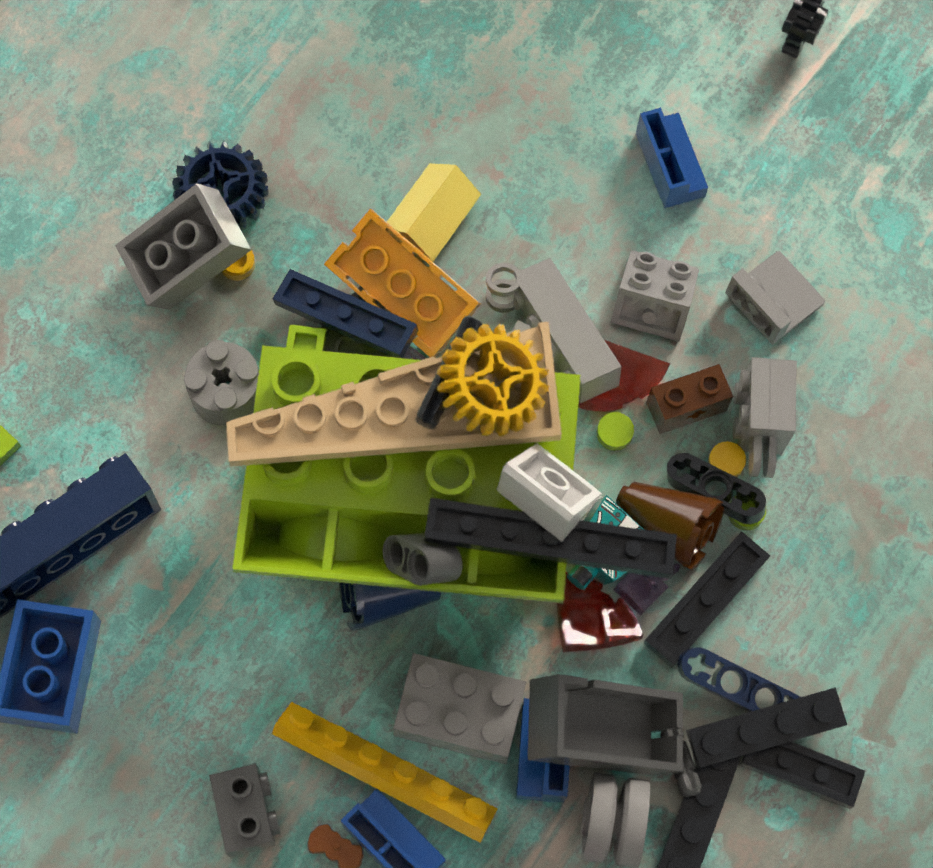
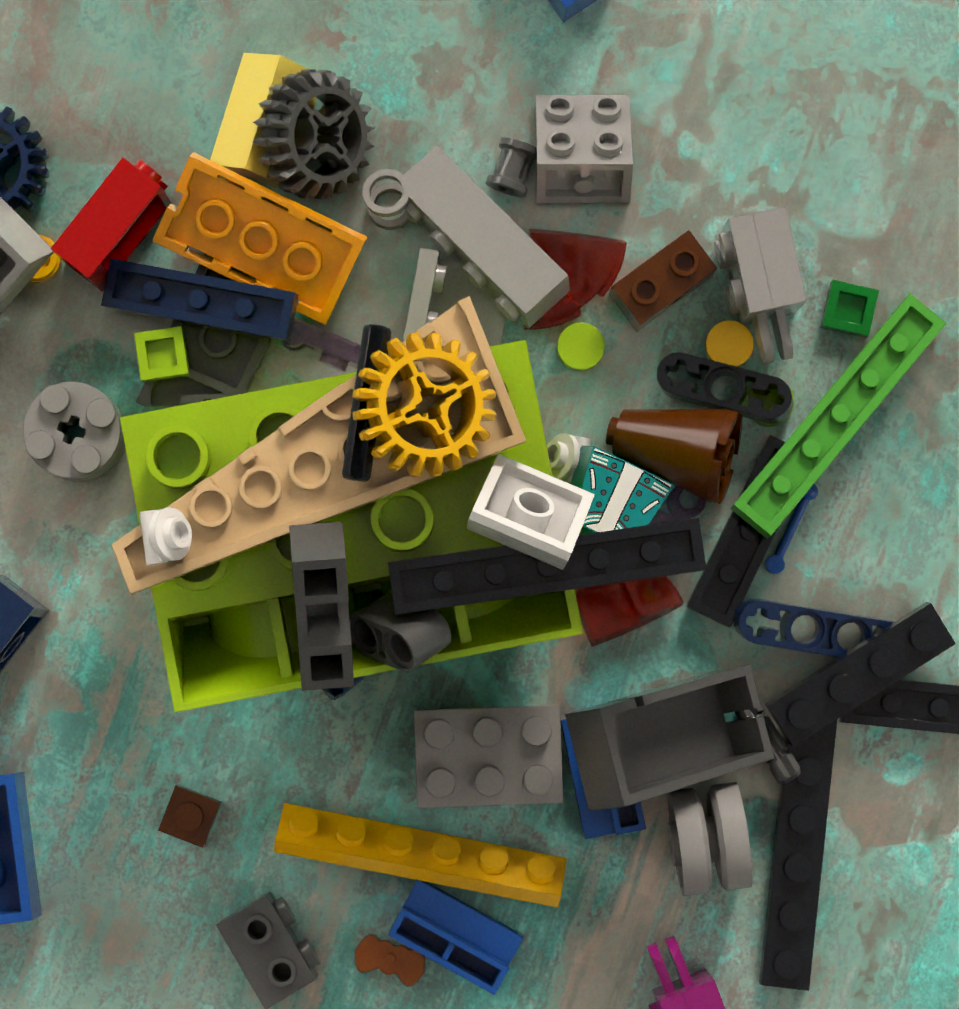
camera: 15 degrees left, 15 degrees up
(216, 691) = (190, 816): none -> reddish brown plate
(269, 423) = (165, 535): none -> white plate
(298, 243) = (113, 221): none -> red window
(370, 514) = (322, 605): none -> dark grey arch
(448, 215) = (297, 133): none -> dark grey gear
(600, 292) = (512, 167): none -> dark grey bush
(721, 630) = (775, 563): none -> blue hinge
(774, 296) = (736, 107): light grey bracket -> none
(796, 530) = (838, 416): none -> bright green plate
(824, 460) = (849, 308): none -> green tile

